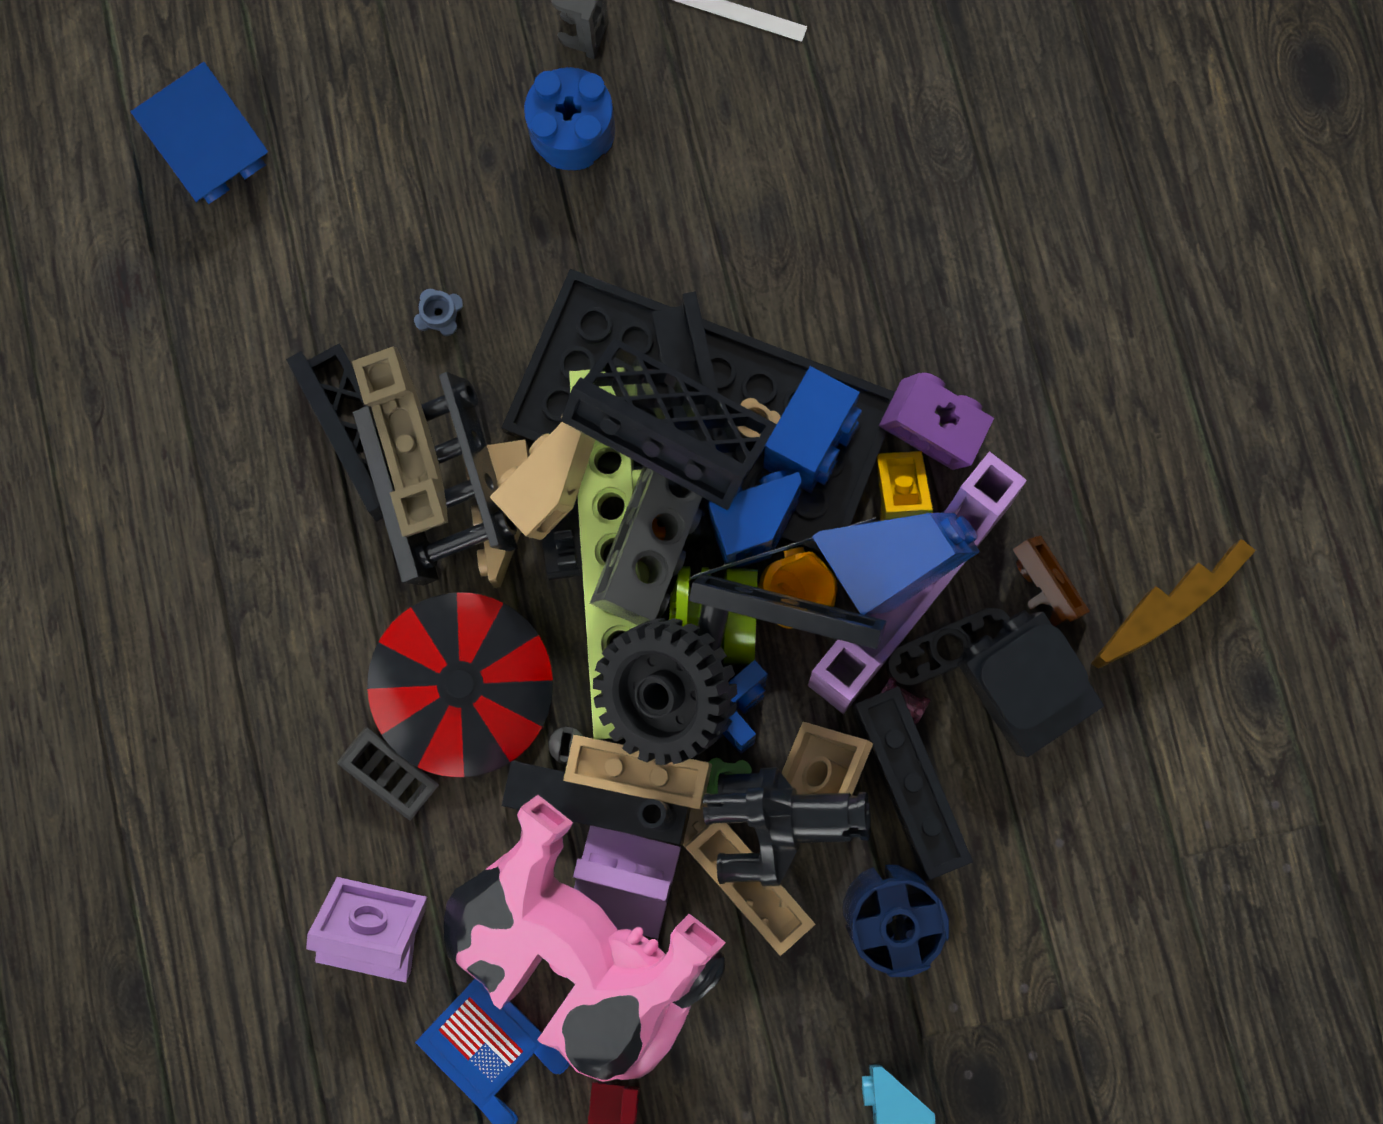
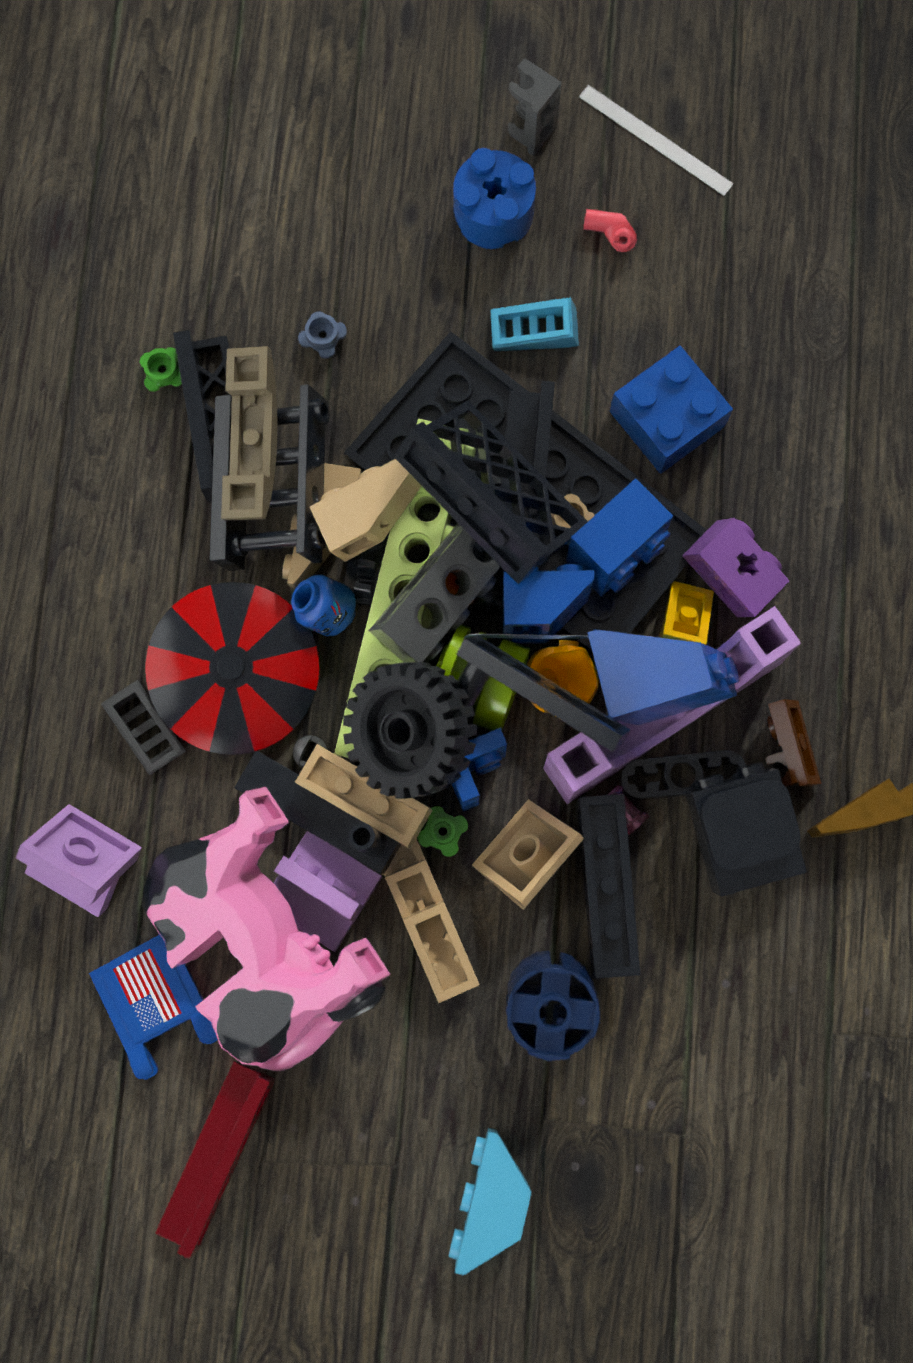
camera: 15 degrees right, 0 degrees up
(201, 134) = (164, 113): blue slope -> none
(272, 394) = (159, 358): none -> bright green plate
(532, 590) = (323, 605): none -> blue head
(661, 215) = (535, 340): none -> medium azure slope
(700, 108) = (614, 227): none -> coral arm
(780, 821) = (475, 882): black wheel -> none
(818, 280) = (670, 409): none -> blue brick

